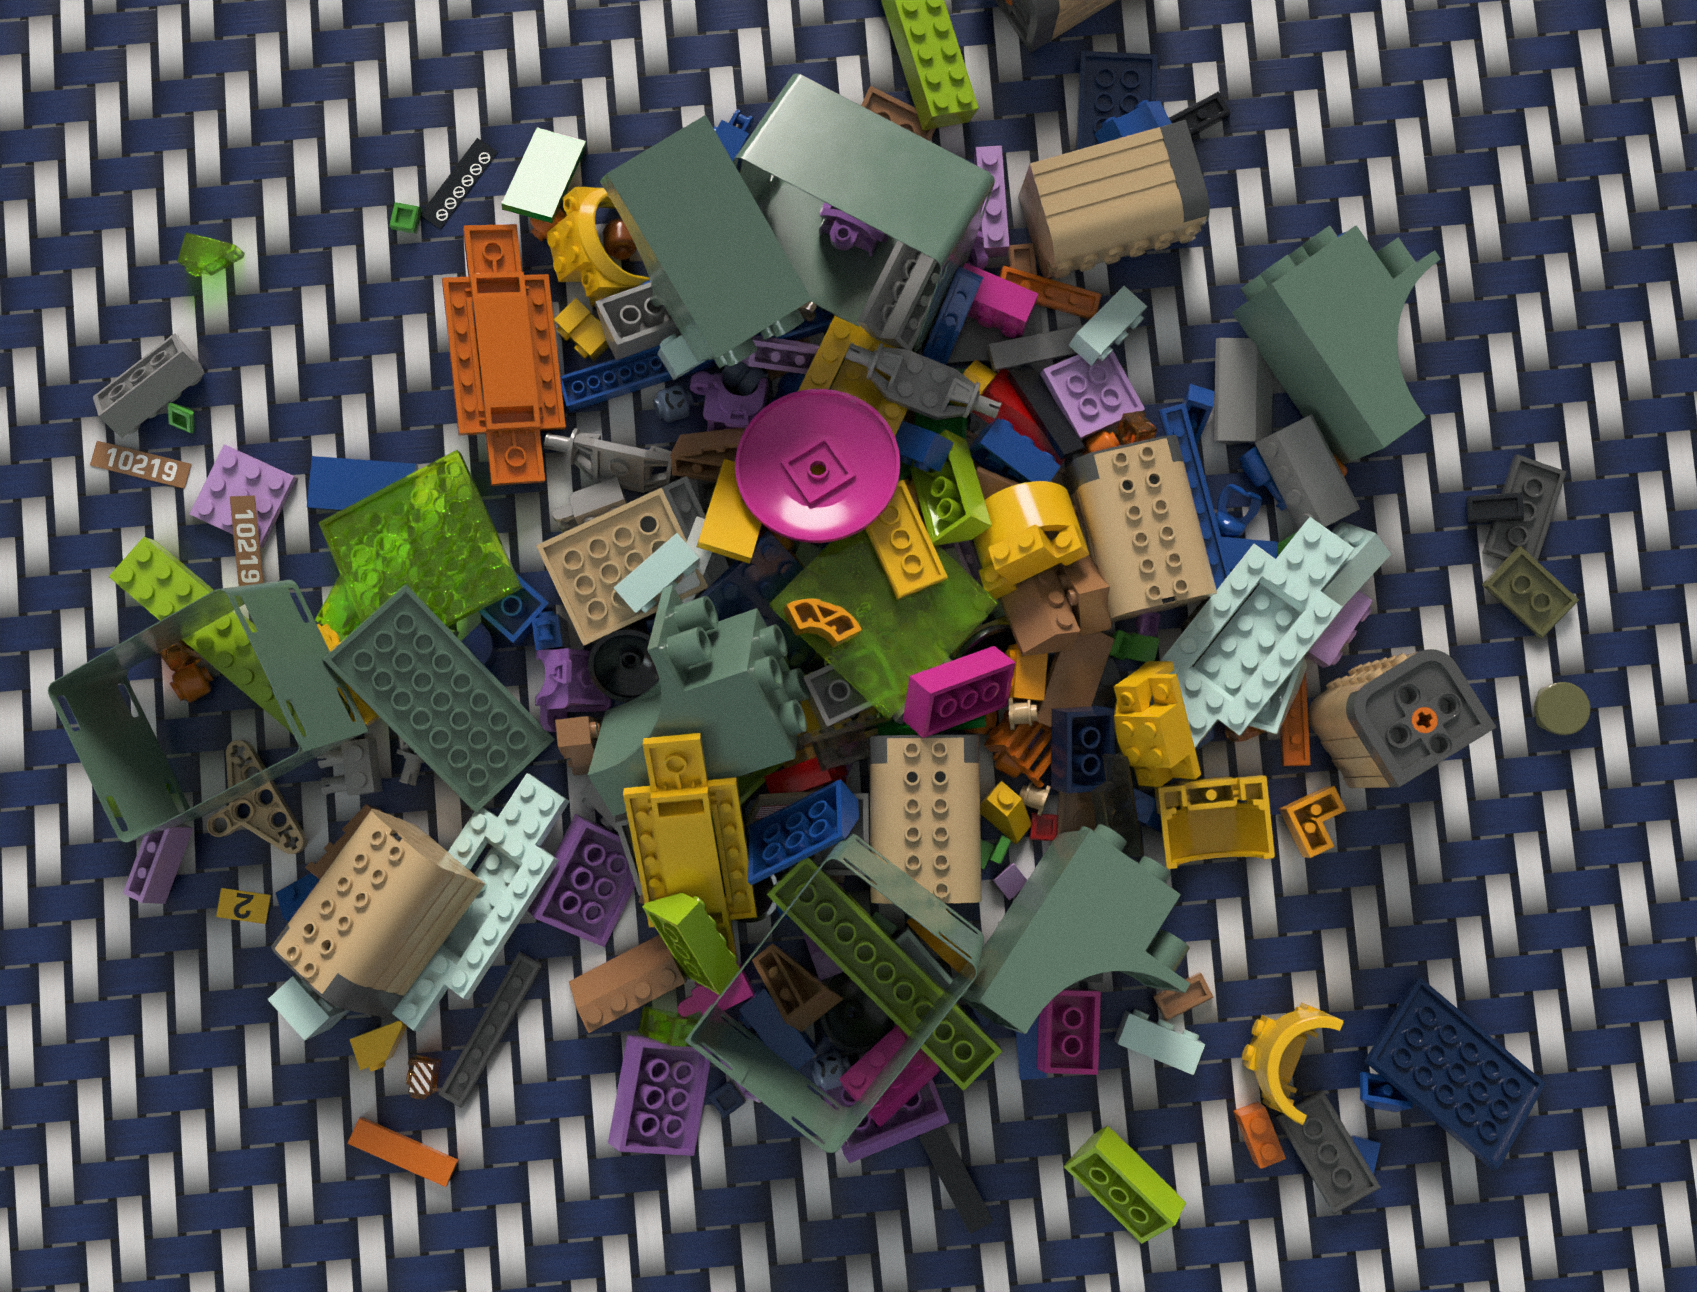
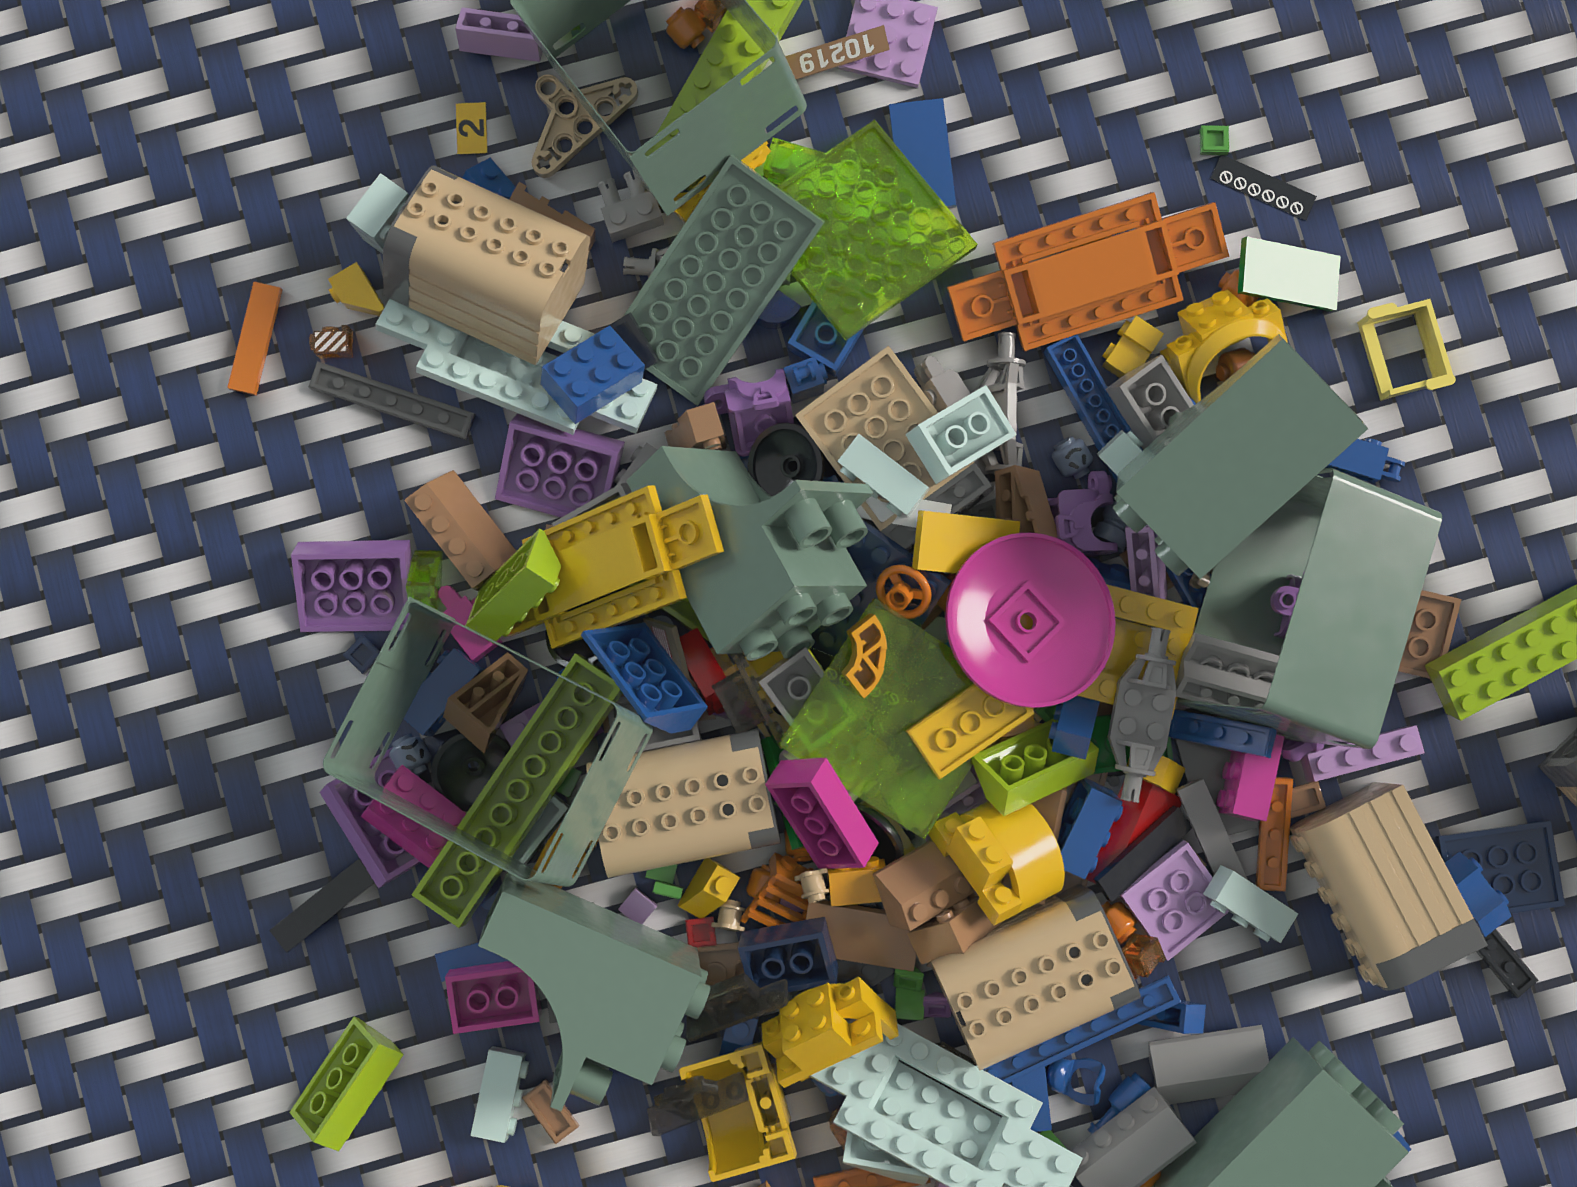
camera: 80 degrees right, 0 degrees up
(483, 788) = (633, 336): none -> black tile
(505, 831) = (592, 374): none -> blue brick
(633, 63) = (1431, 340): none -> light yellow piece
(633, 494) = (960, 434): none -> light aqua slope
(776, 584) = (895, 599): none -> orange piece
(1198, 859) = (695, 1101): none -> clear smoke bracket

